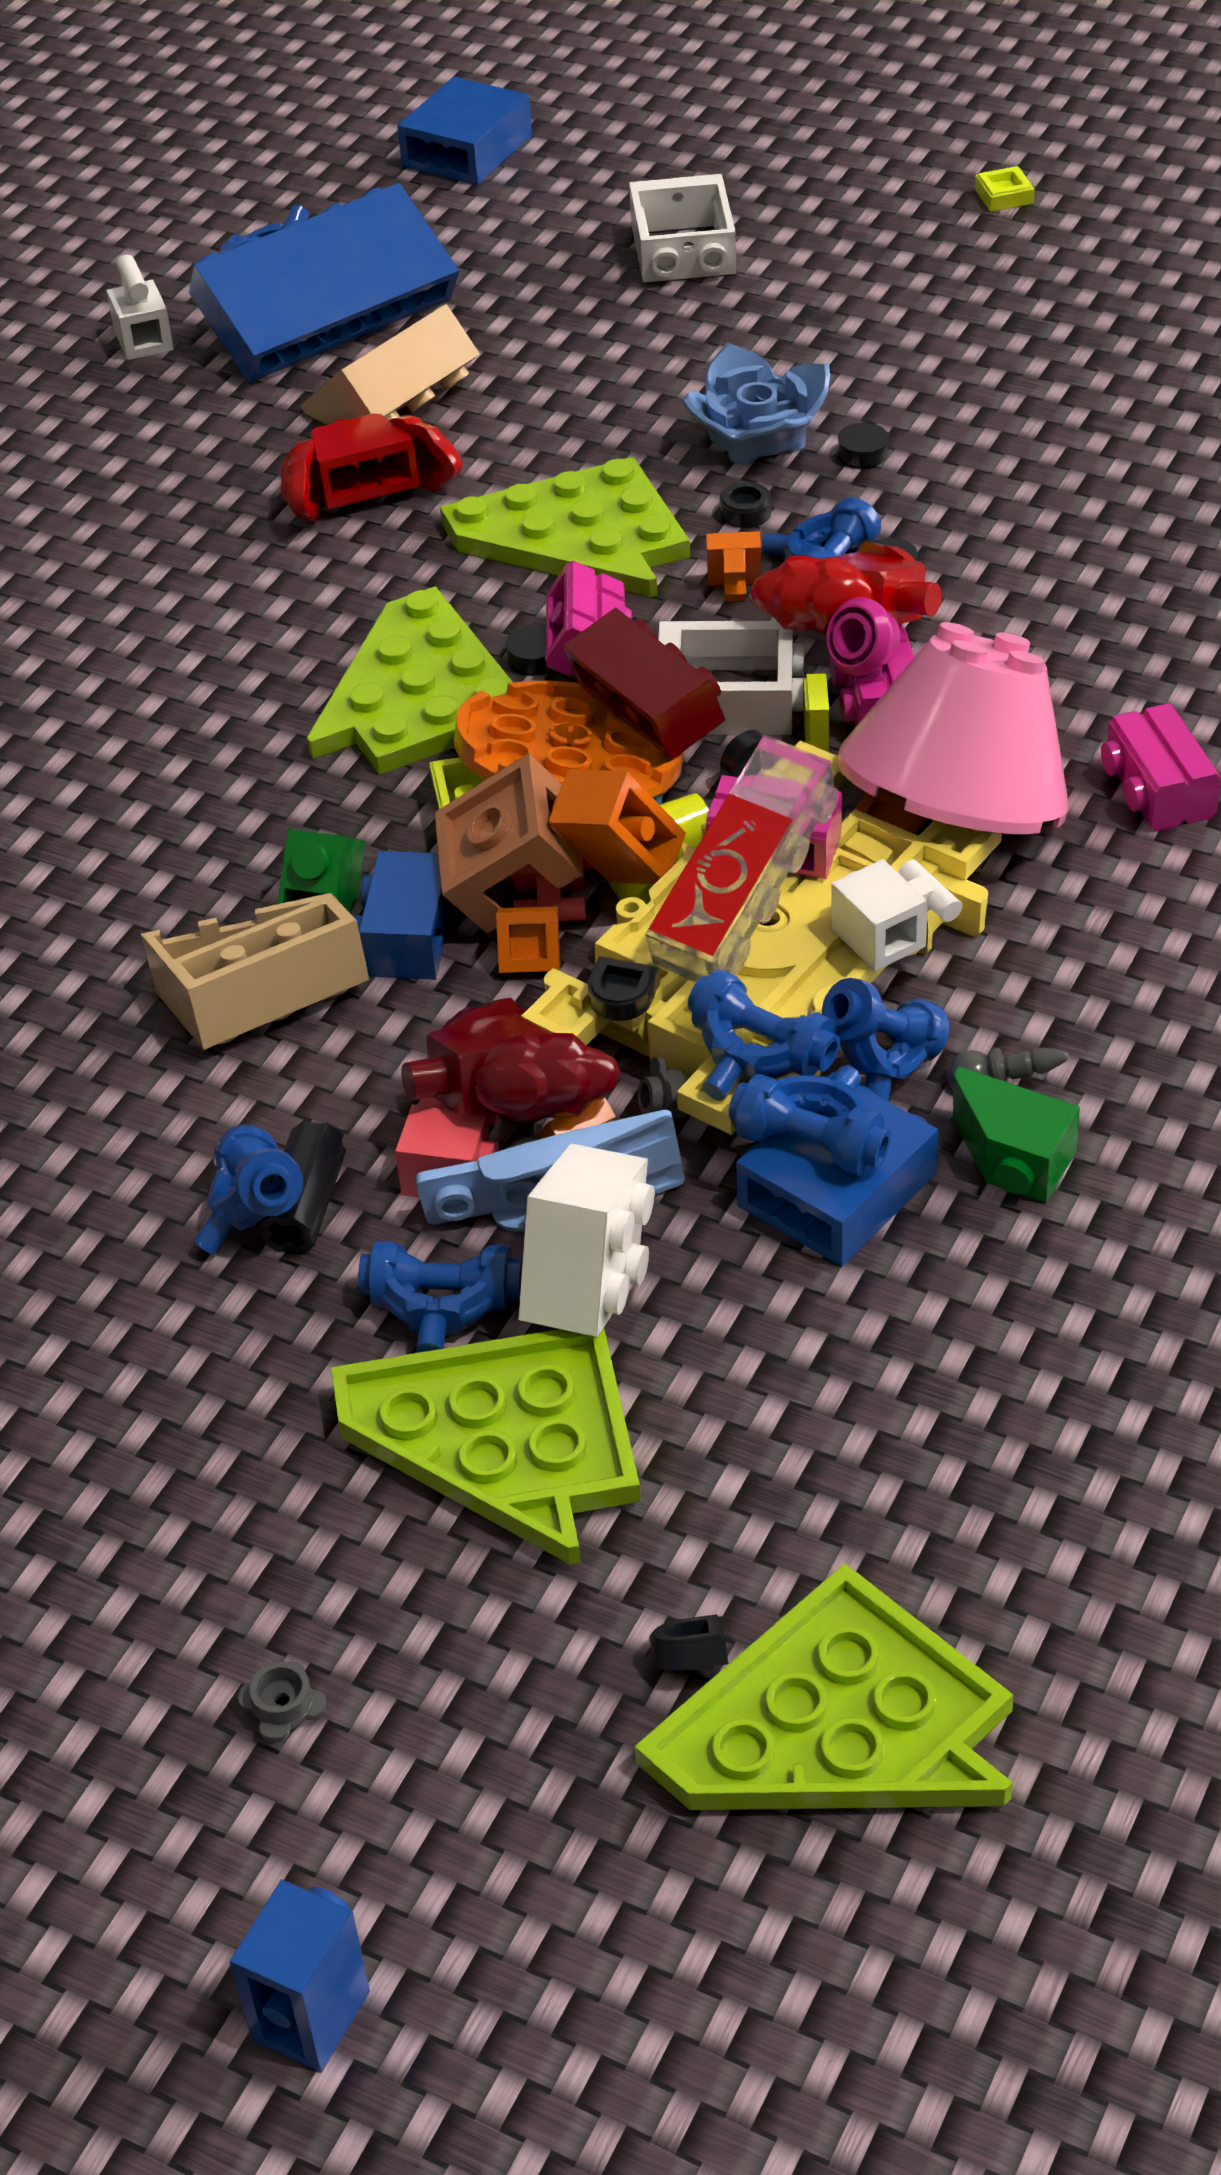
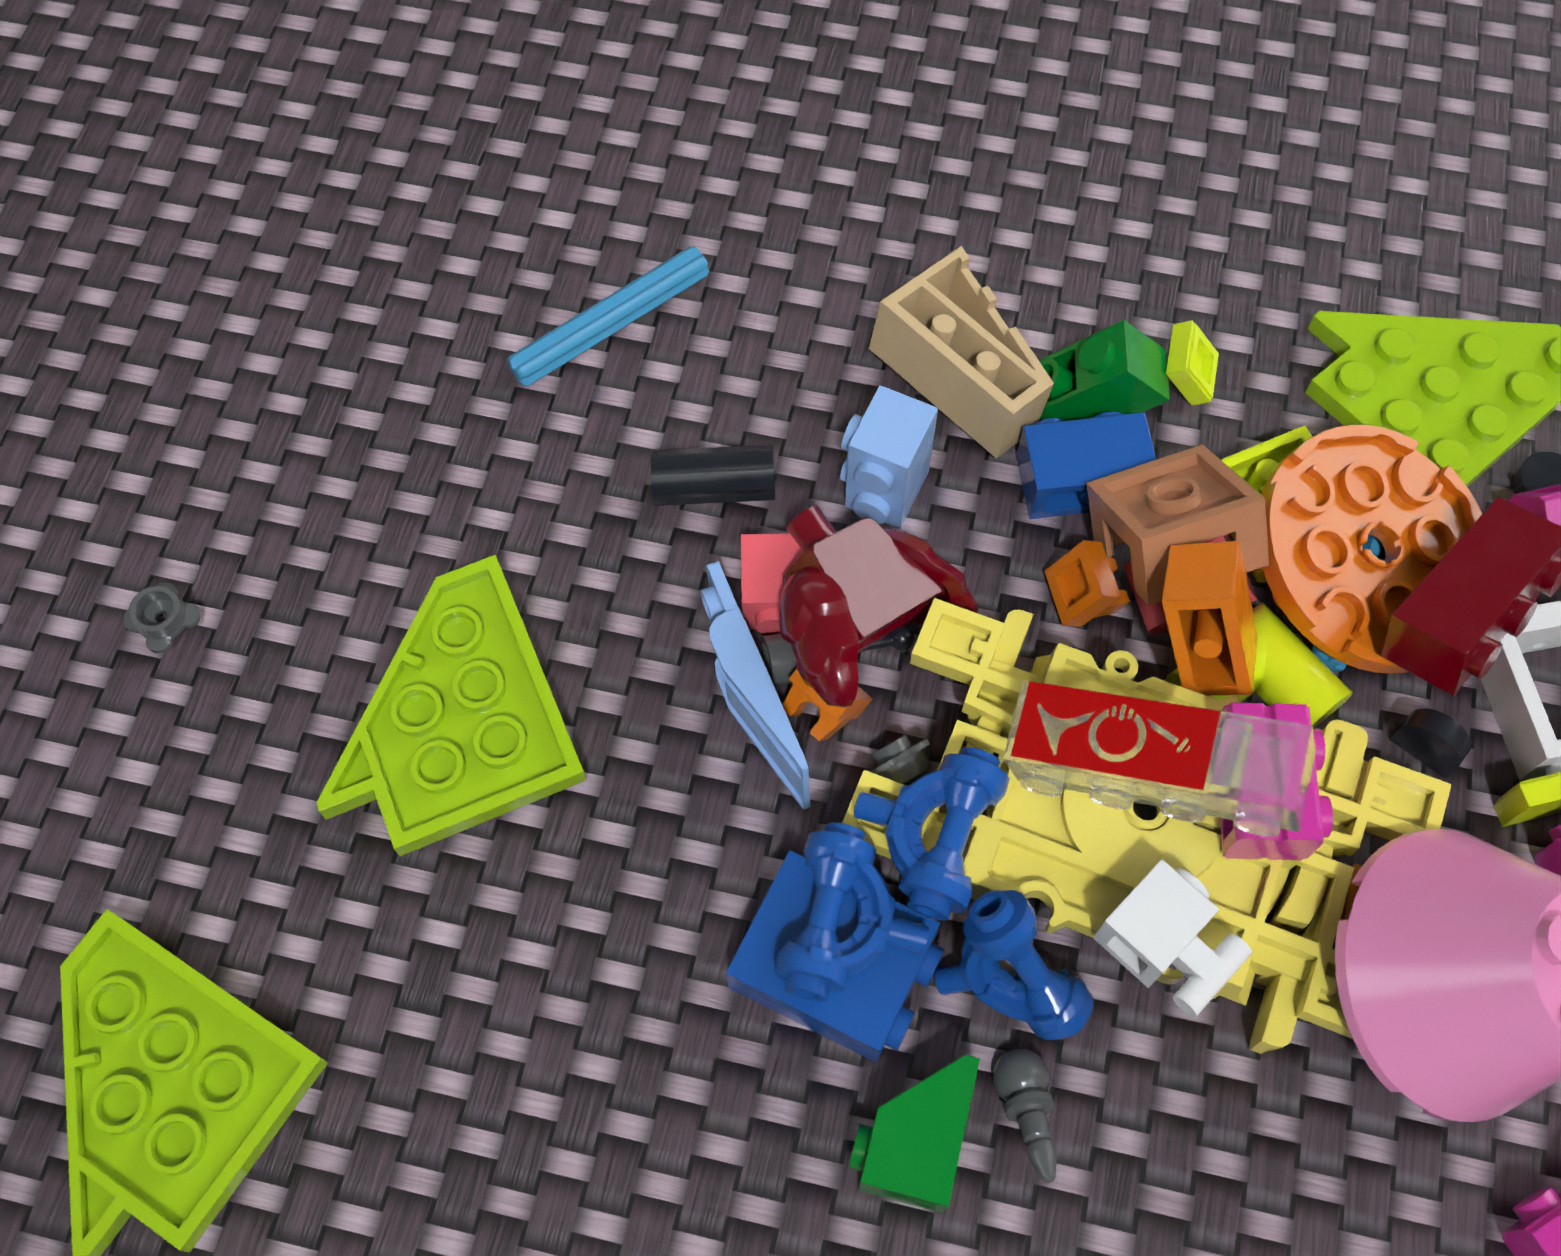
camera: 75 degrees right, 20 degrees up
(63, 1255) = (608, 316): none -> dark azure axle
(249, 1184) = (664, 431): blue piece -> none
(324, 820) = (1192, 363): none -> neon yellow tile
(354, 1029) = (888, 456): none -> light blue brick
(396, 1278) = (623, 660): blue piece -> none
(585, 1239) = (641, 725): white brick -> none
(622, 988) = (986, 681): black tile -> none
(689, 1643) = (230, 936): black tile -> none

